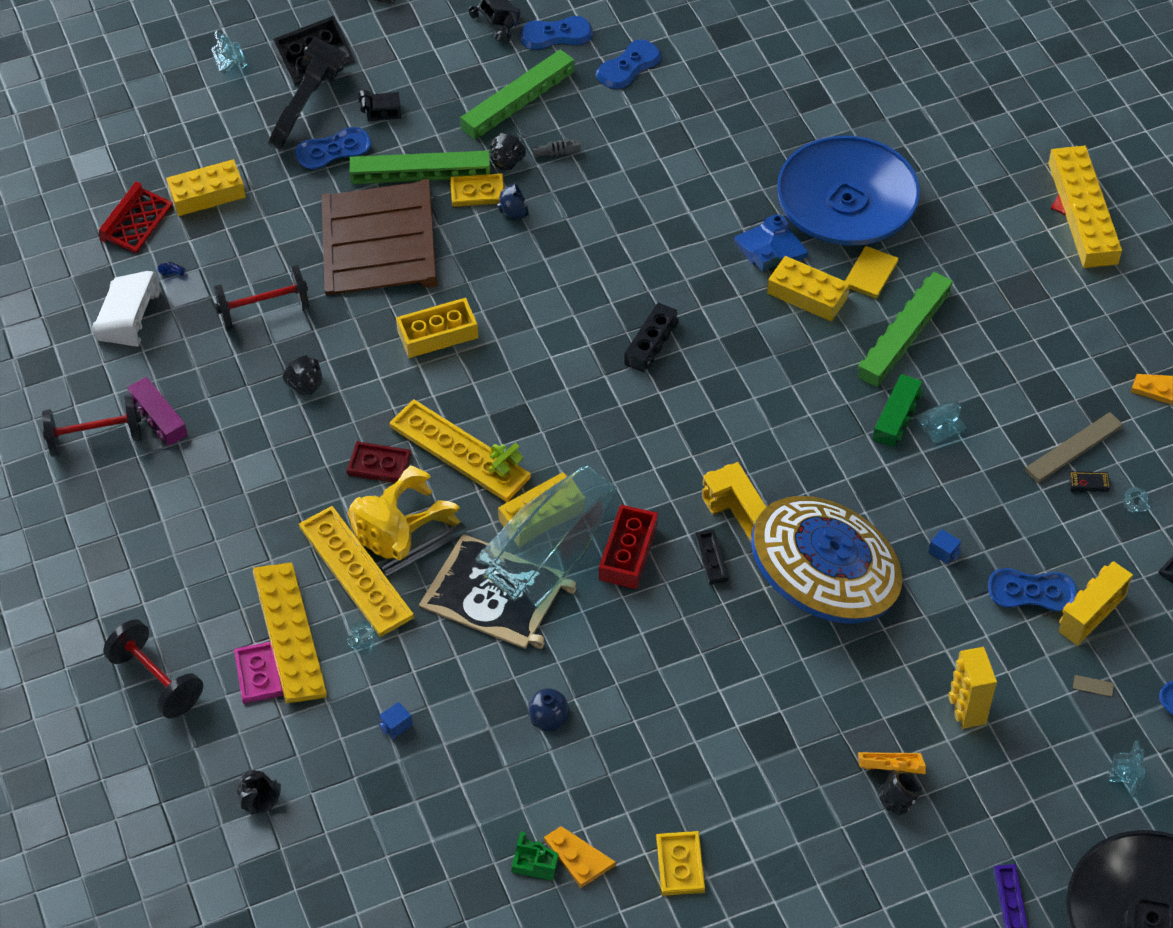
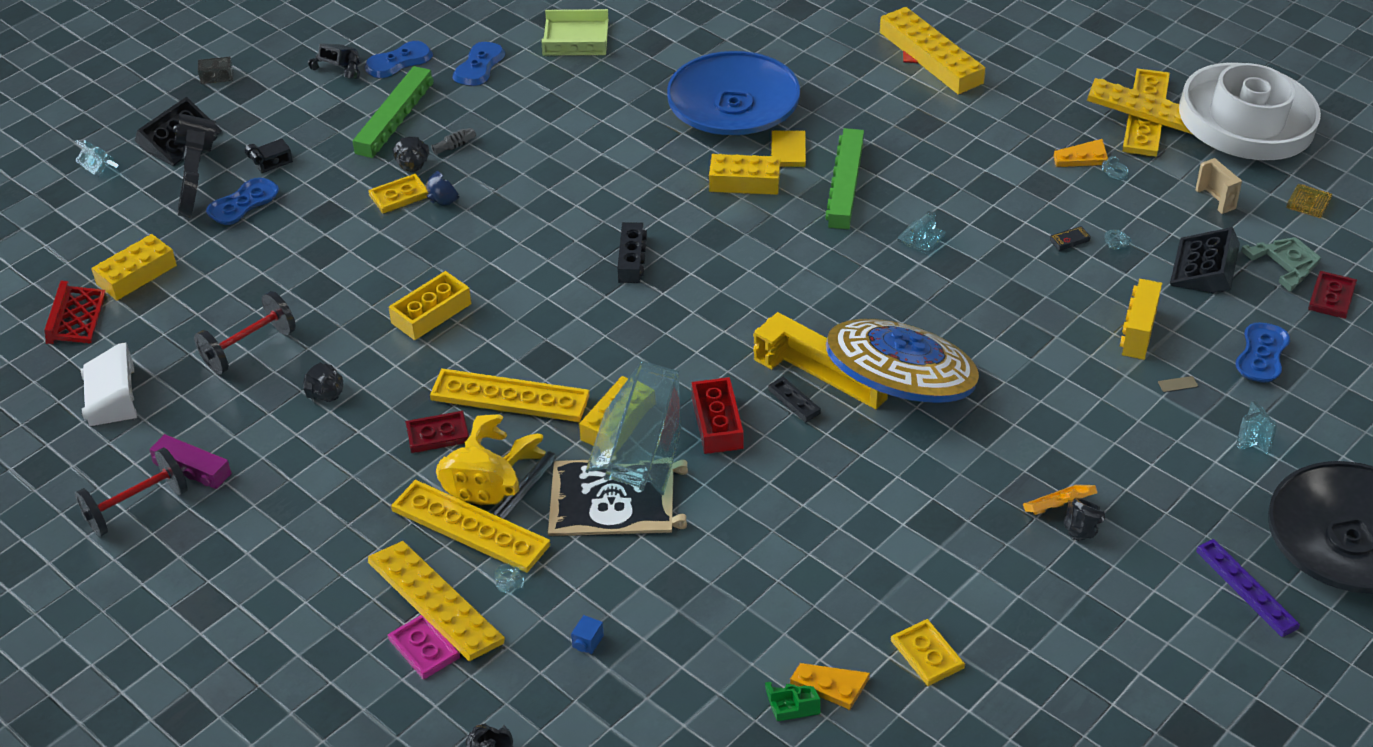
camera: 25 degrees left, 10 degrees down
(127, 642) = (278, 663): black piece -> none
(170, 267) = (134, 342): clear blue arm -> none
(378, 238) = (329, 256): reddish brown container -> none
(418, 166) = (332, 191): bright green brick -> none
(511, 454) = (553, 380): lime hips -> none
(548, 709) = (725, 572): dark blue cylinder -> none
(740, 60) = (575, 32): none -> yellowish green panel
(770, 243) = (688, 153): blue slope -> none
(897, 410) = (880, 238): green brick -> none
(945, 547) = (989, 323): blue brick -> none
(972, 687) = (1094, 409): yellow brick -> none
(1049, 590) = (1094, 325): blue plate -> none
(1073, 447) = (1040, 219): dark tan tile -> none

